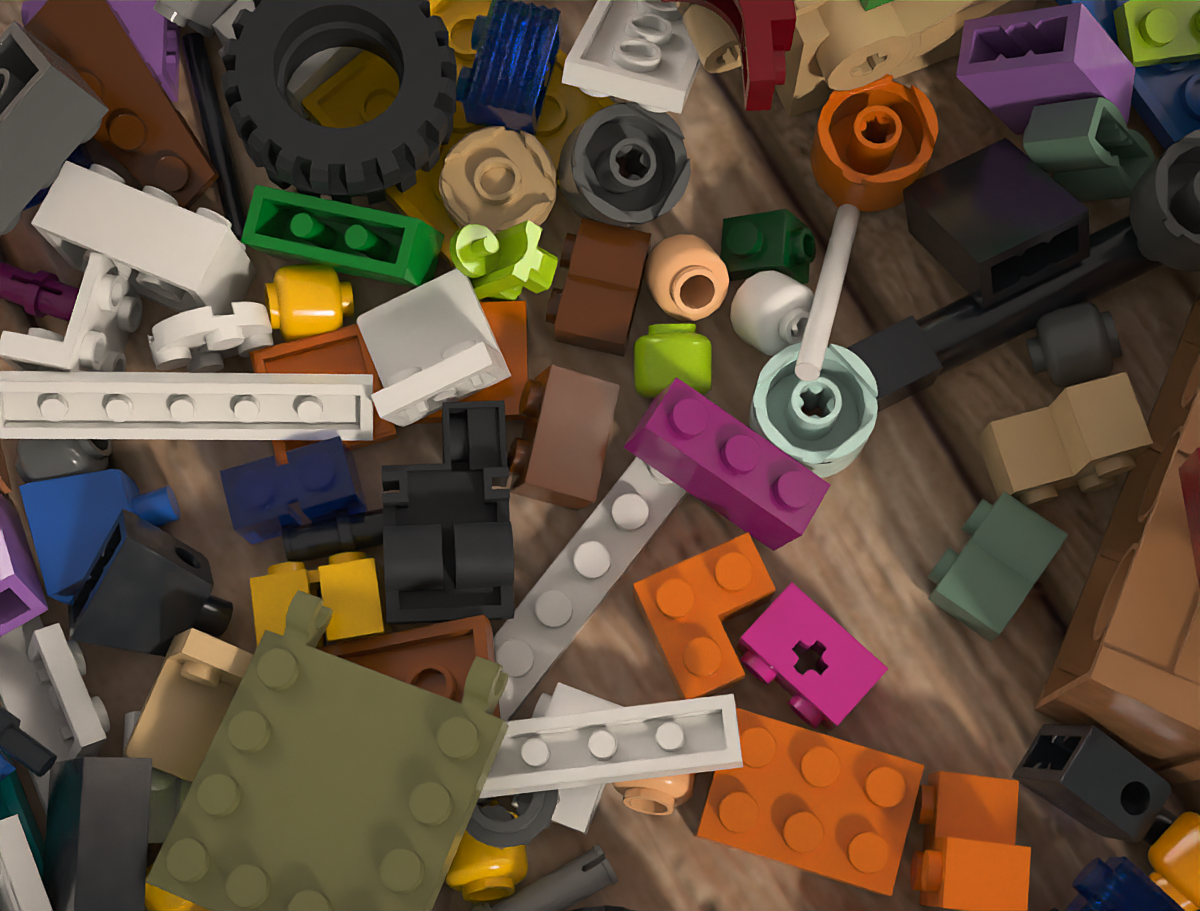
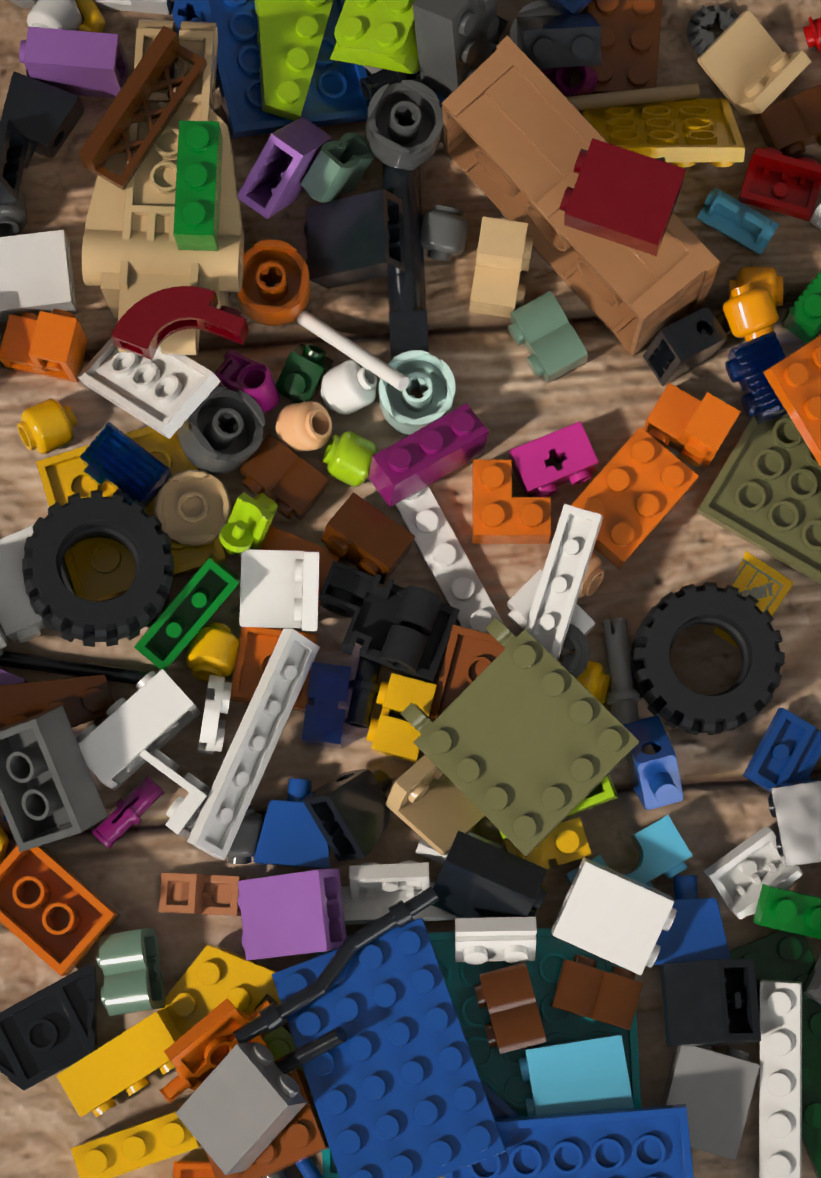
camera: 70 degrees left, 5 degrees up
(715, 175) = (250, 377): none -> magenta piece

